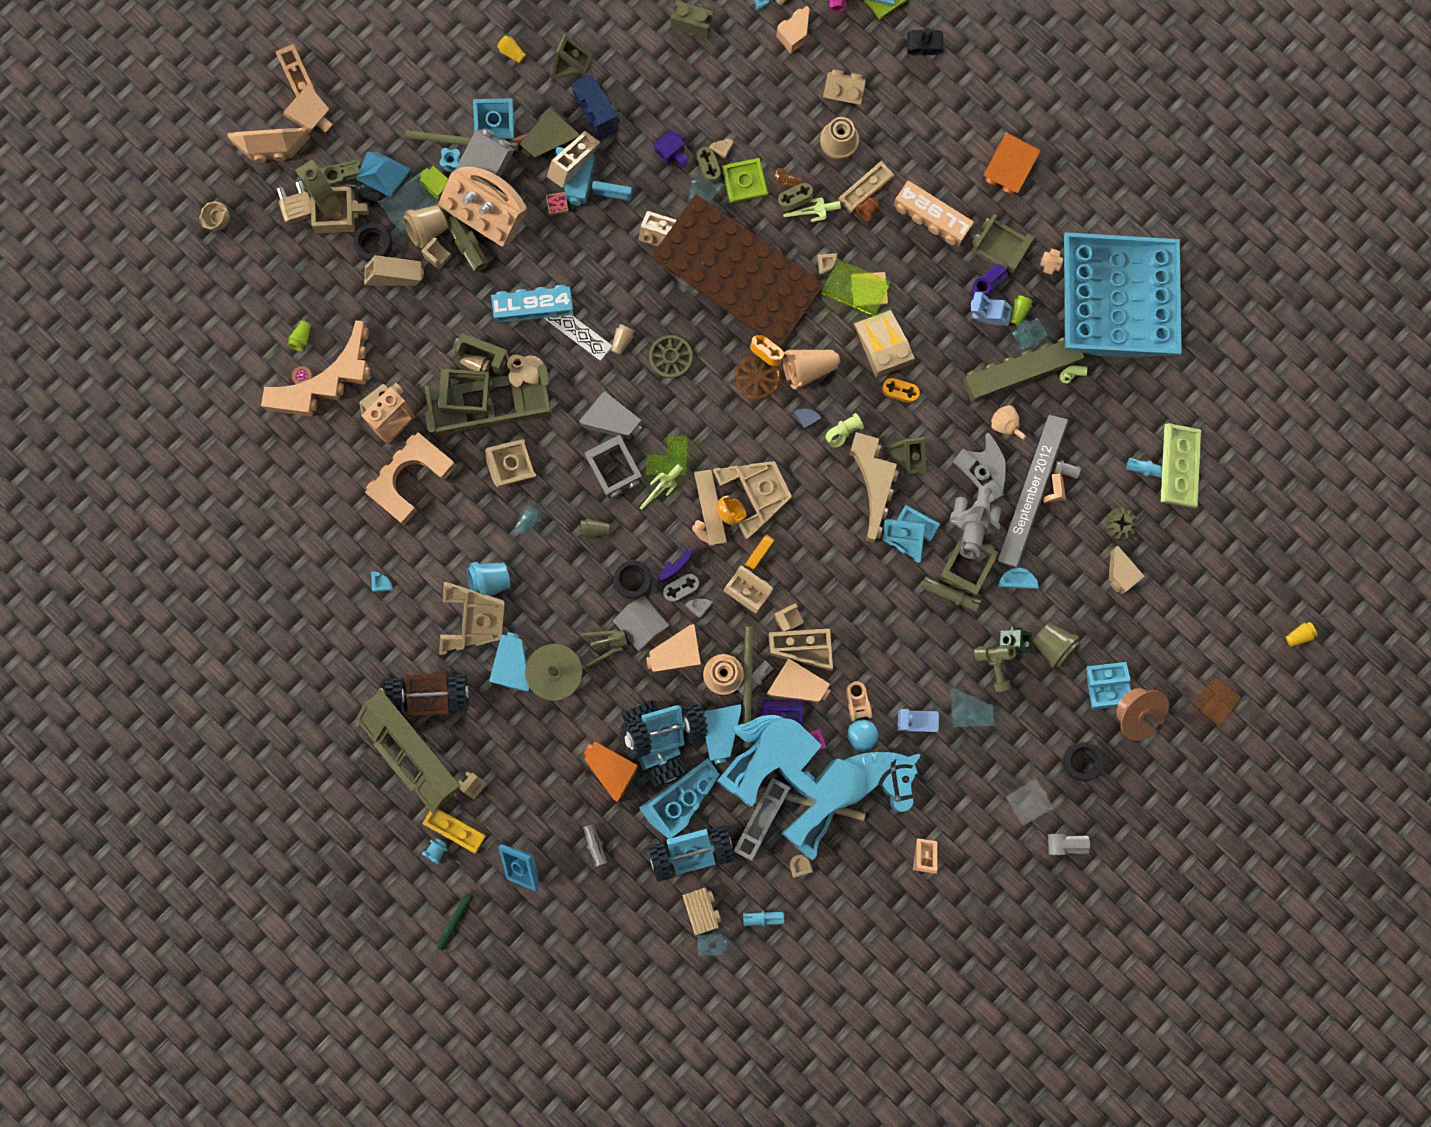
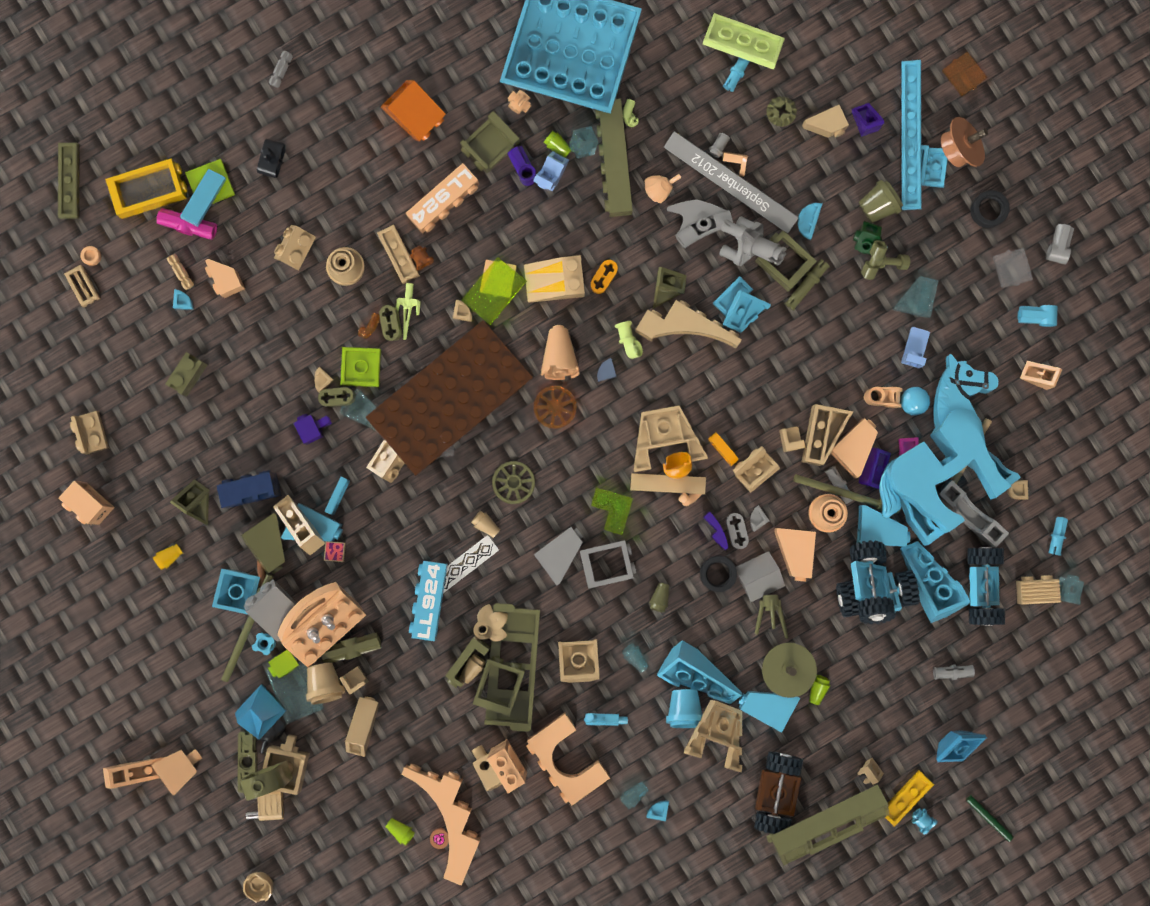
camera: 75 degrees left, 5 degrees up
(270, 144) = (199, 815): light nougat wedge -> none
(367, 229) = (324, 753): black tyre -> none
(388, 552) = (632, 796): none -> clear light blue cone
(458, 504) = (605, 719): none -> medium azure piece
(530, 577) = (692, 669): none -> medium azure wedge
(542, 710) = (819, 689): none -> lime cone
(611, 769) = (892, 640): orange slope -> none
(666, 482) = (634, 518): yellowish green piece -> none
(766, 350) = (533, 390): light orange beam -> none
(988, 845) = (1044, 315): none -> medium azure piece
(1016, 28) = (280, 69): none -> light grey axle
(1136, 660) = (911, 135): none -> medium azure tile
(1138, 611) = (867, 119): none -> dark purple slope

